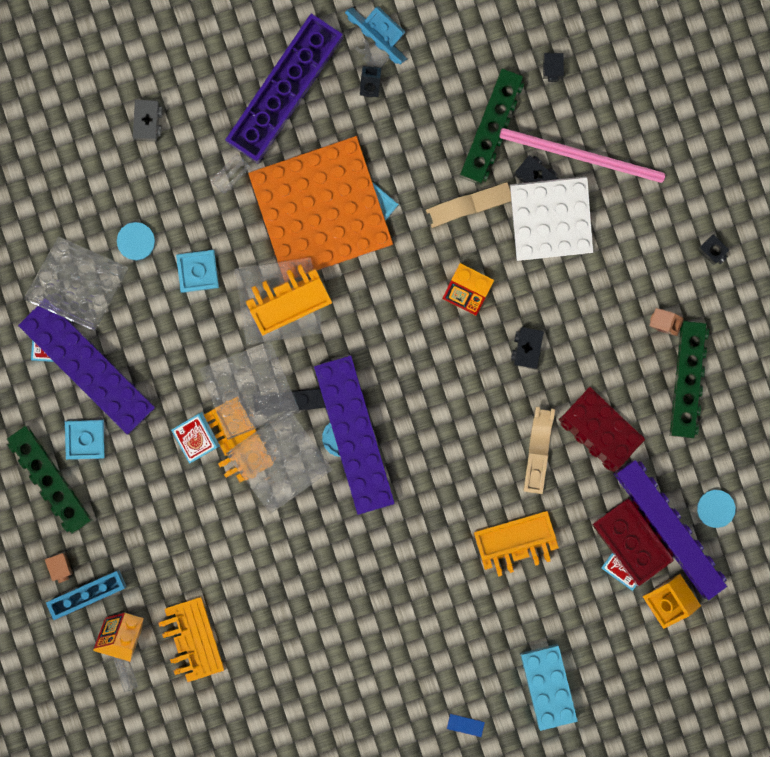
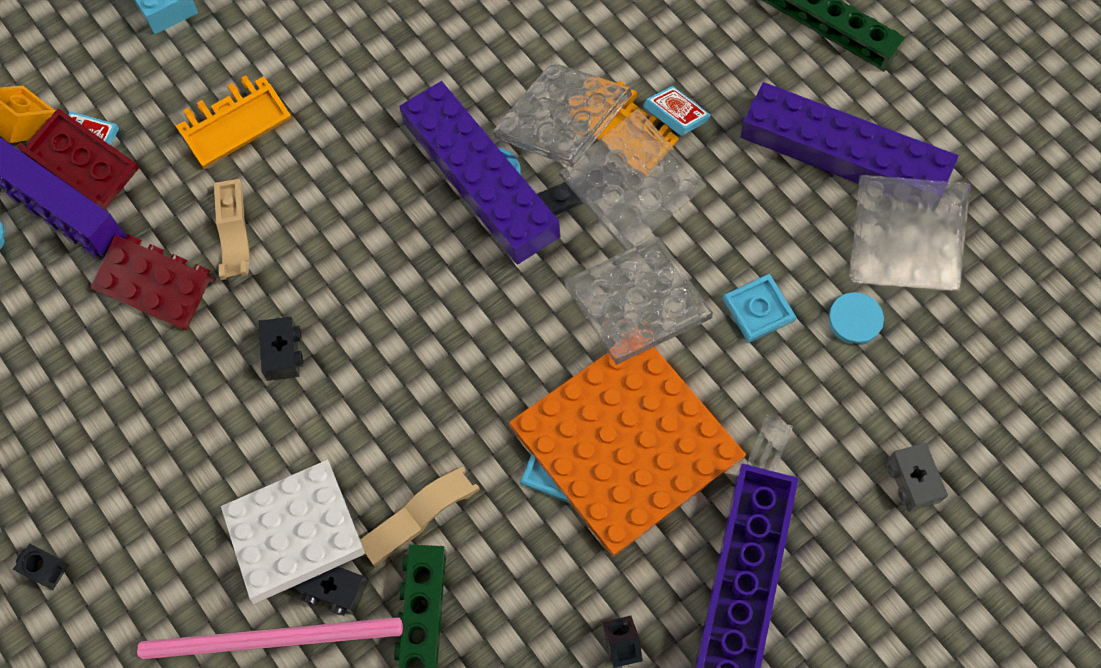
camera: 160 degrees right, 20 degrees down
(84, 439) = (810, 74): medium azure tile -> none
(289, 302) = (625, 289): light orange hinge -> none
(468, 289) = (384, 401): light orange slope -> none
(666, 322) = (90, 441): nougat brick -> none
(677, 427) = (58, 440): dark green brick -> none

